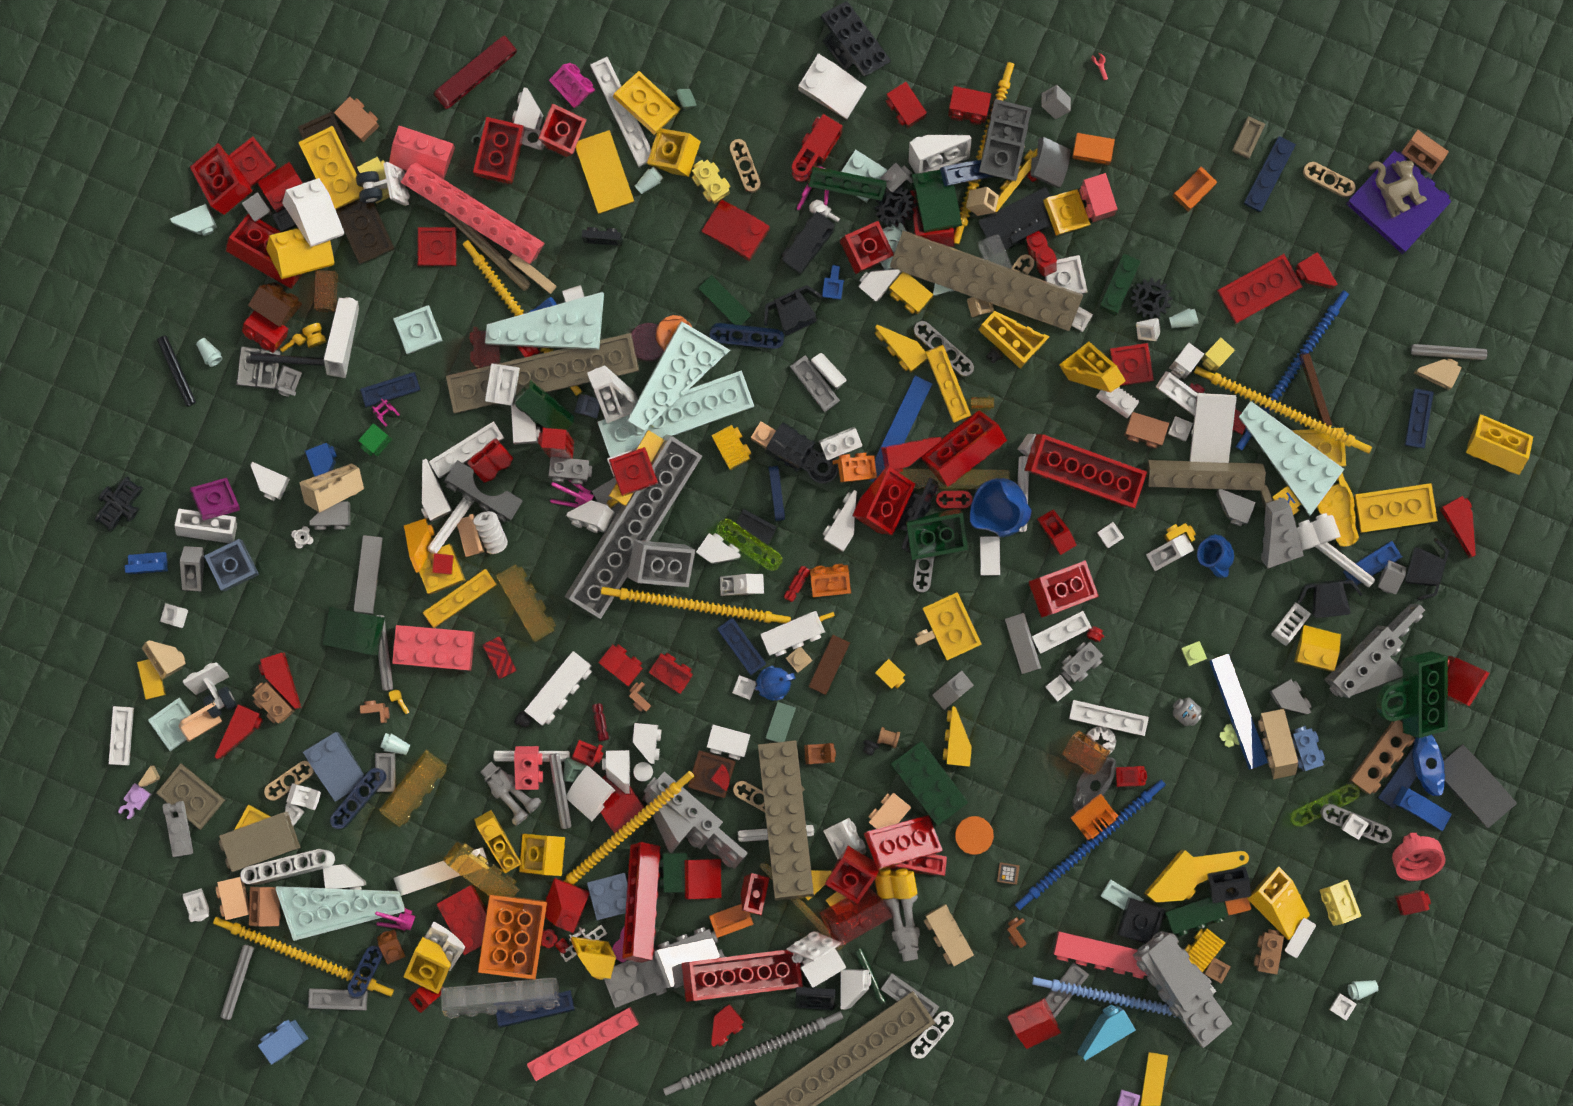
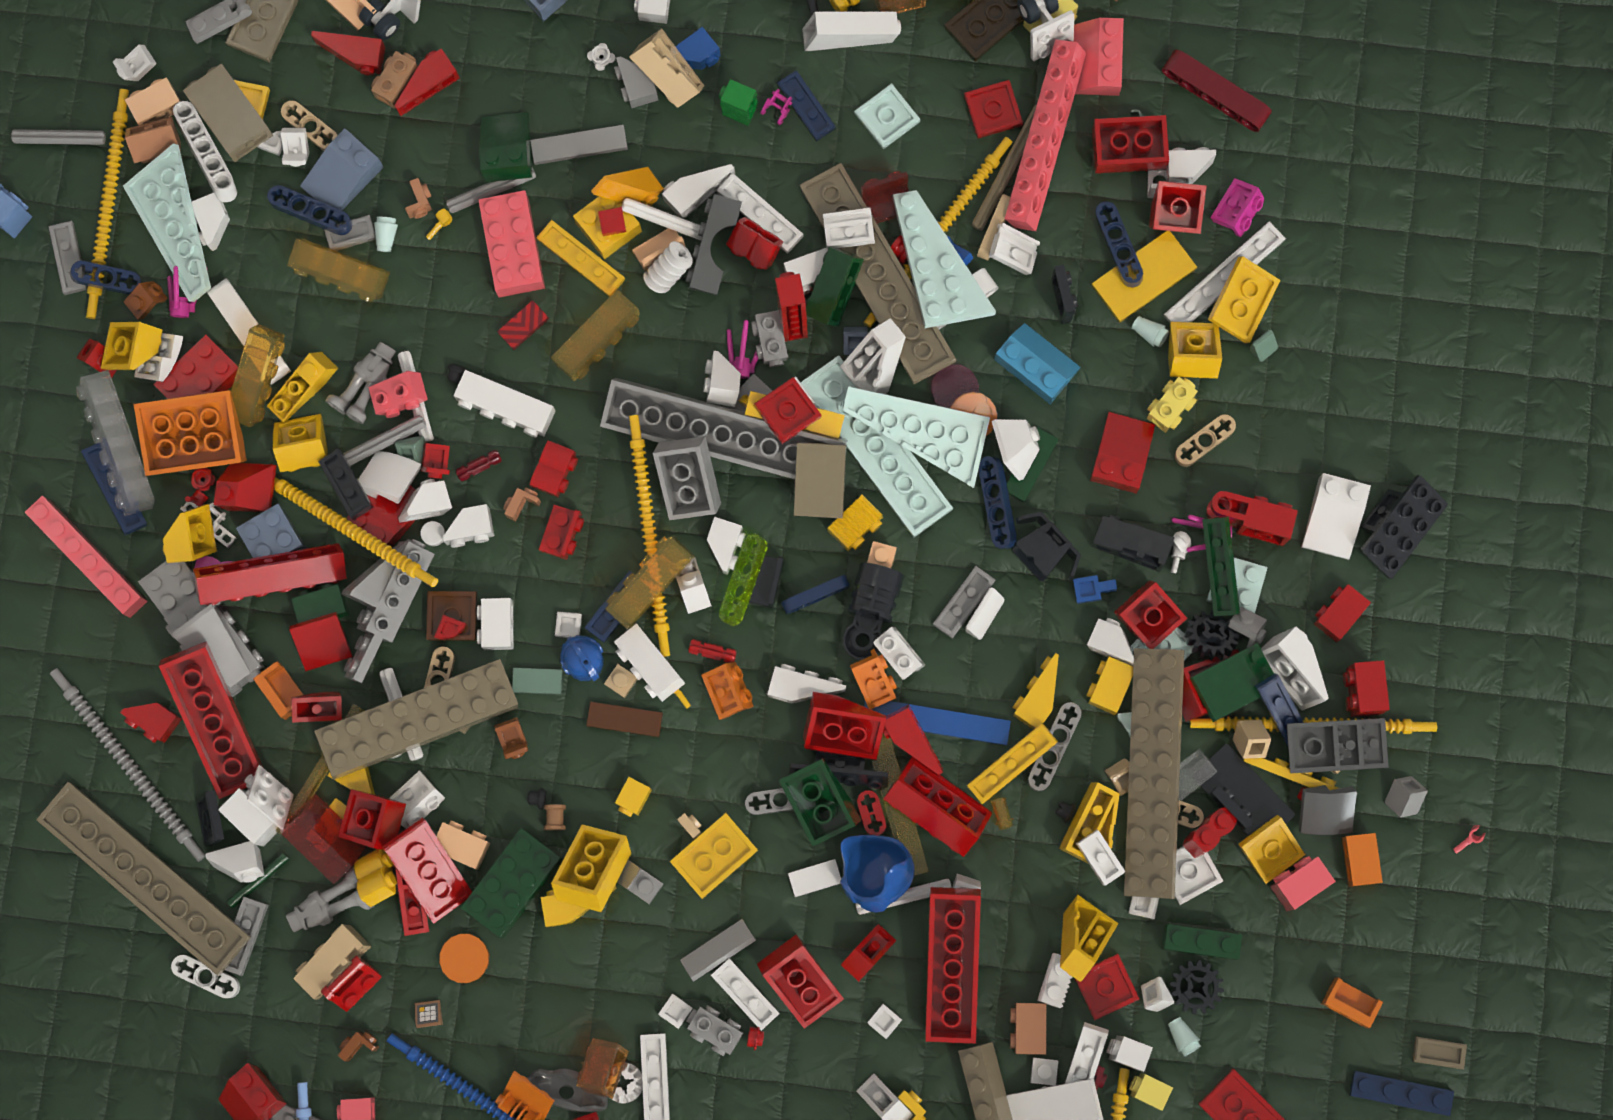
camera: 75 degrees right, 5 degrees down
(555, 263) = (1014, 249): none -> white plate
(574, 183) = (1121, 243): none -> dark blue beam
(588, 826) = (346, 484): none -> black tile
(647, 273) = (1036, 363): none -> dark azure slope
(693, 463) = (820, 480): none -> dark tan tile
(708, 307) = (1017, 444): none -> white slope
(733, 614) = (649, 582): none -> clear yellow brick
(936, 718) = (591, 868): none -> yellow brick
(970, 923) = (352, 984): none -> red plate
(1038, 339) = (1100, 857): none -> white plate

